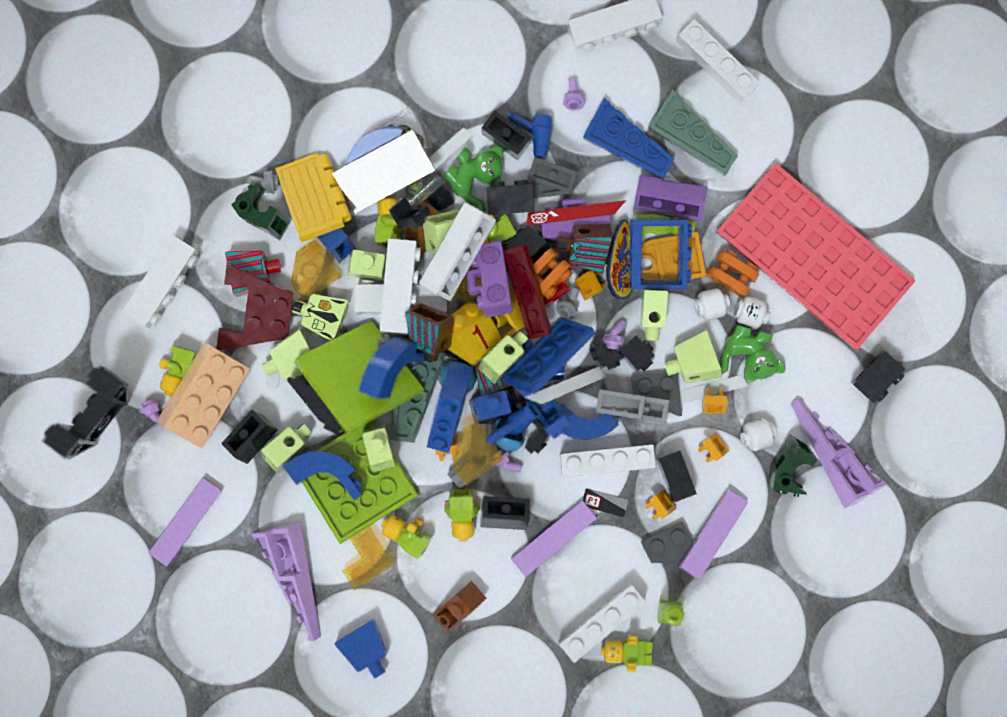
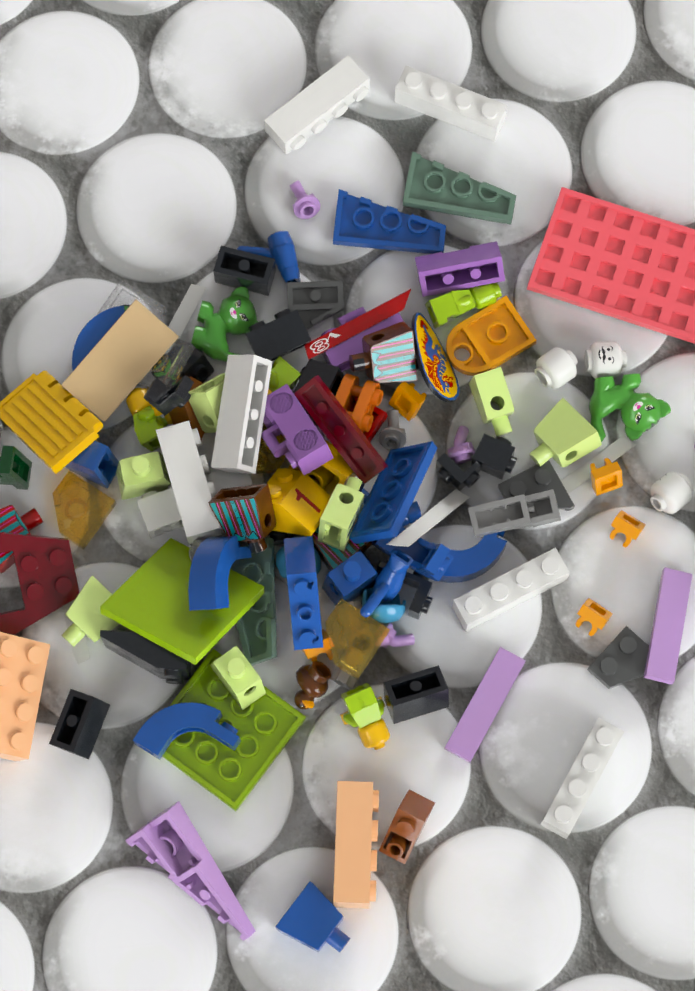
camera: 20 degrees left, 10 degrees down
(185, 522) = (40, 857): lavender tile -> none
(278, 454) = (126, 720): yellowish green torso -> none
(322, 315) = (110, 552): yellowish green torso -> none
(373, 559) = (282, 812): clear yellow plate -> none
(407, 536) = (313, 768): piece -> none
(413, 607) = (353, 844): none -> light nougat brick
(432, 473) = (313, 682): none -> reddish brown animal
(605, 502) = (528, 640): sticker -> none
(631, 652) = (629, 800): piece -> none
(670, 613) = (657, 733): lime piece -> none
(676, 476) = (597, 575): black brick -> none
(683, 255) = (499, 319): blue window -> none
(746, 271) = (577, 317): orange brick -> none

